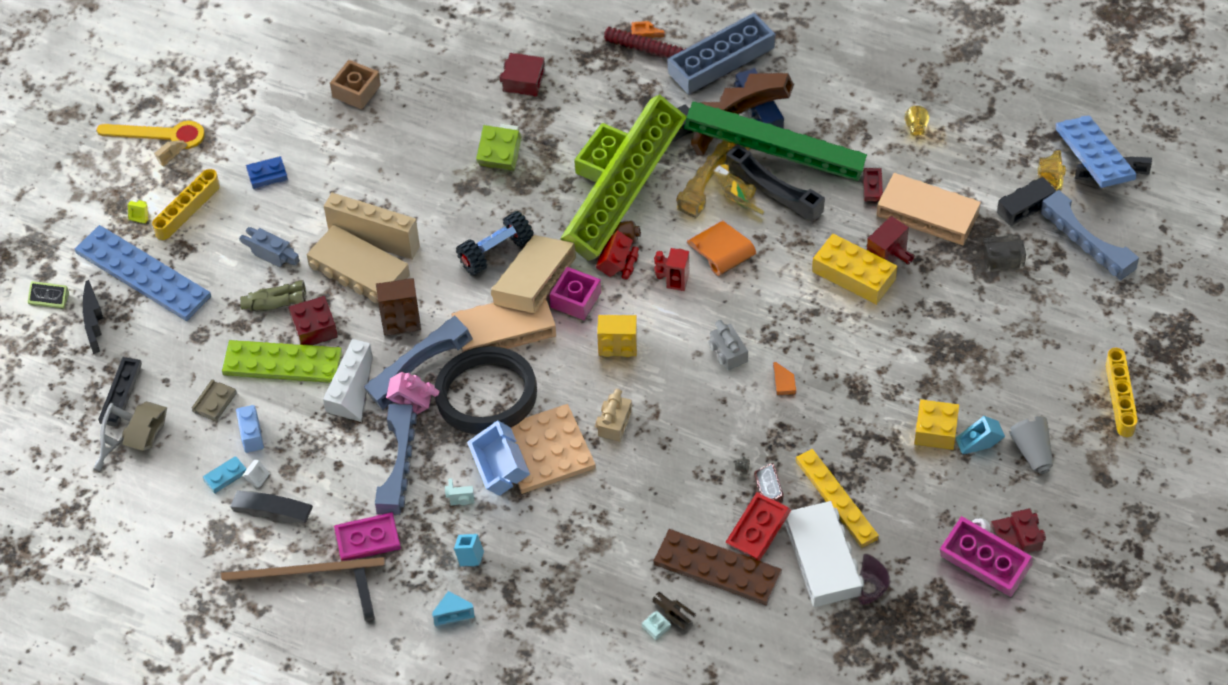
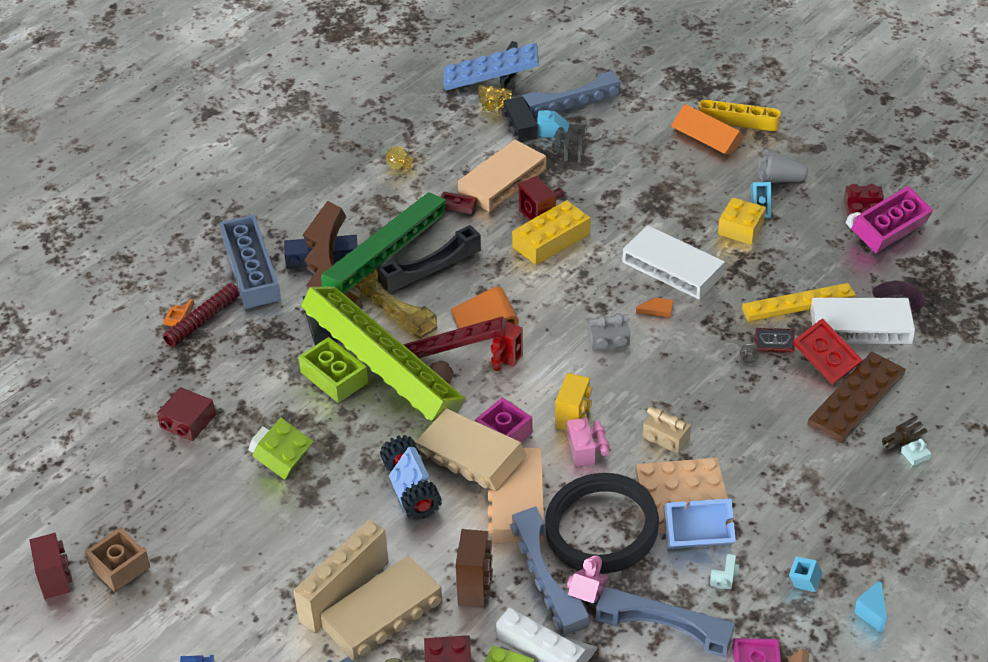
camera: 75 degrees left, 10 degrees down
(335, 45) = (51, 565): none -> dark red brick
(579, 357) = (581, 441): none -> bright pink brick
(614, 256) = (470, 386): red brick -> none
(661, 224) = (458, 338): none -> dark red tile
(736, 189) = (421, 289): clear yellow animal -> none
(851, 378) = (673, 262): none -> white brick
(1028, 228) = (549, 122): none -> medium azure slope
(1079, 367) = (707, 130): none -> orange brick

